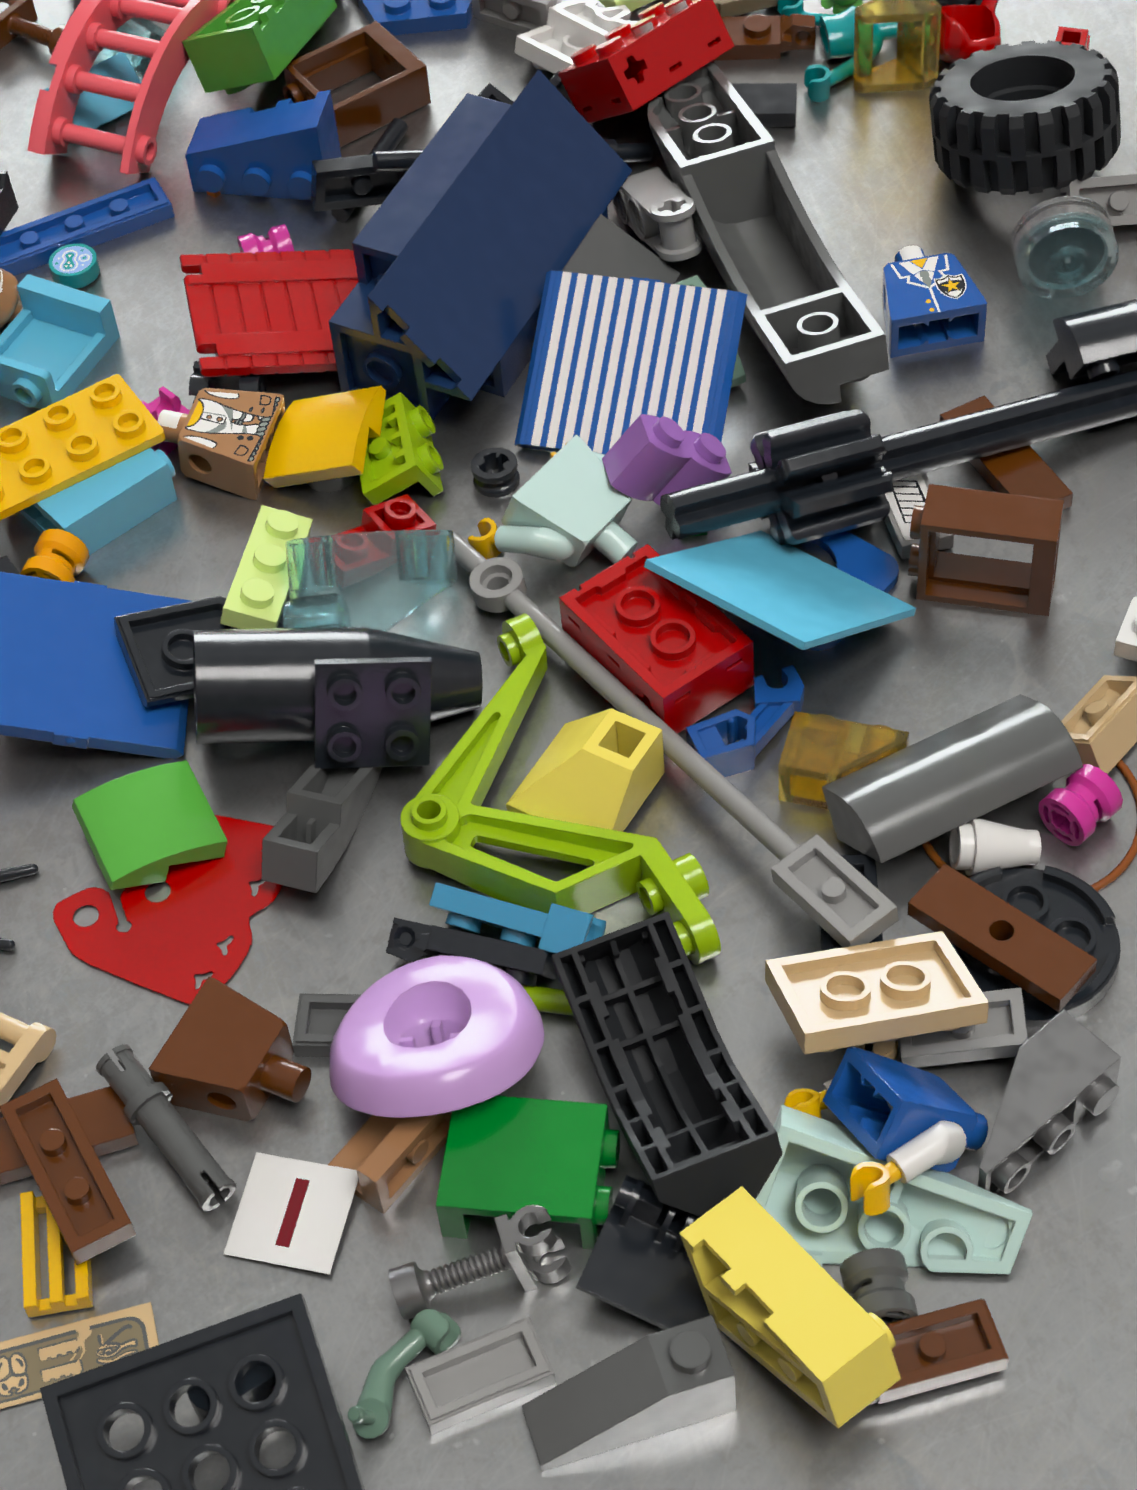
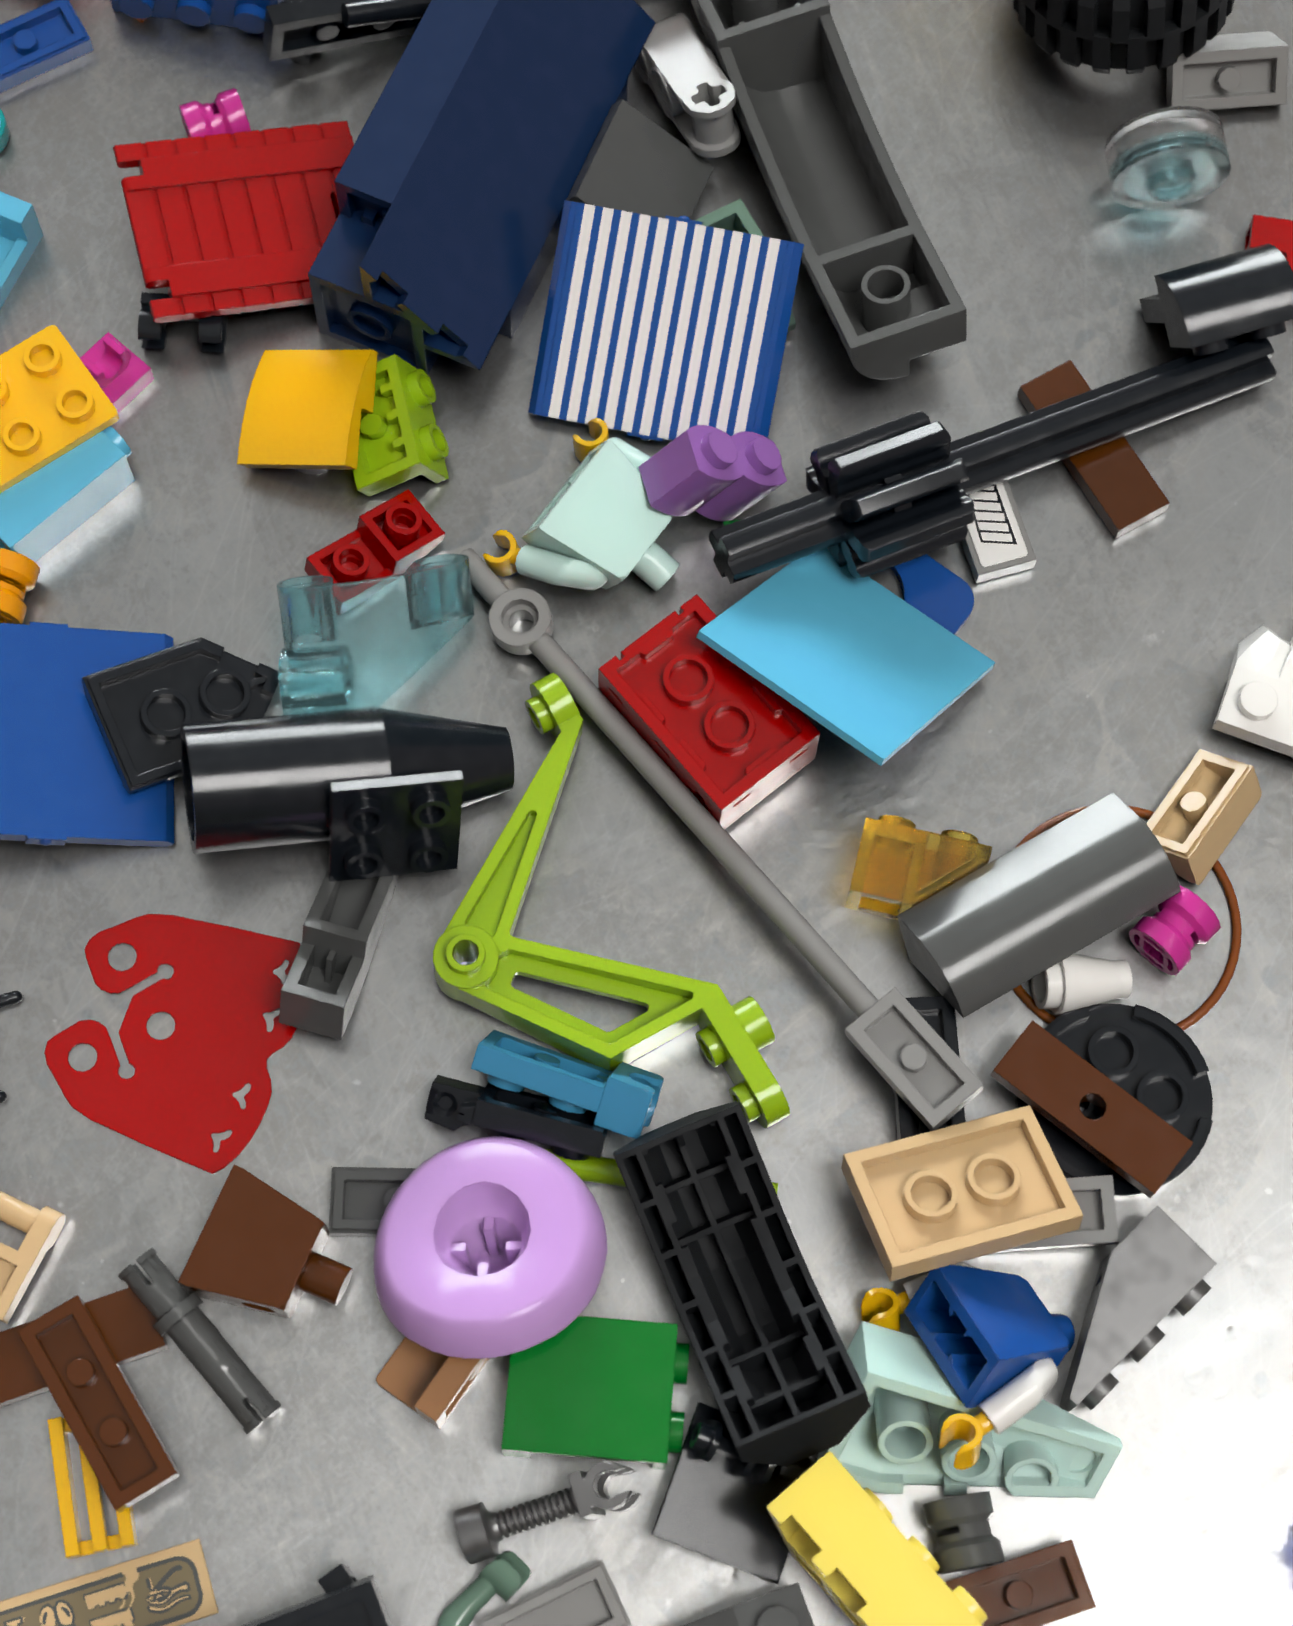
camera: 10 degrees left, 20 degrees up
(149, 823) = (145, 947): bright green slope -> none
(226, 437) = (189, 407): medium nougat torso -> none
(262, 576) = (249, 609): yellowish green plate -> none
(292, 1213) = (343, 1433): white sticker -> none
(499, 483) = (513, 472): black bush -> none
(594, 772) = (636, 891): light yellow slope -> none
(752, 731) = (835, 799): blue piece -> none
(930, 303) = (1007, 223): blue torso -> none
(985, 580) = (1078, 597): reddish brown window -> none

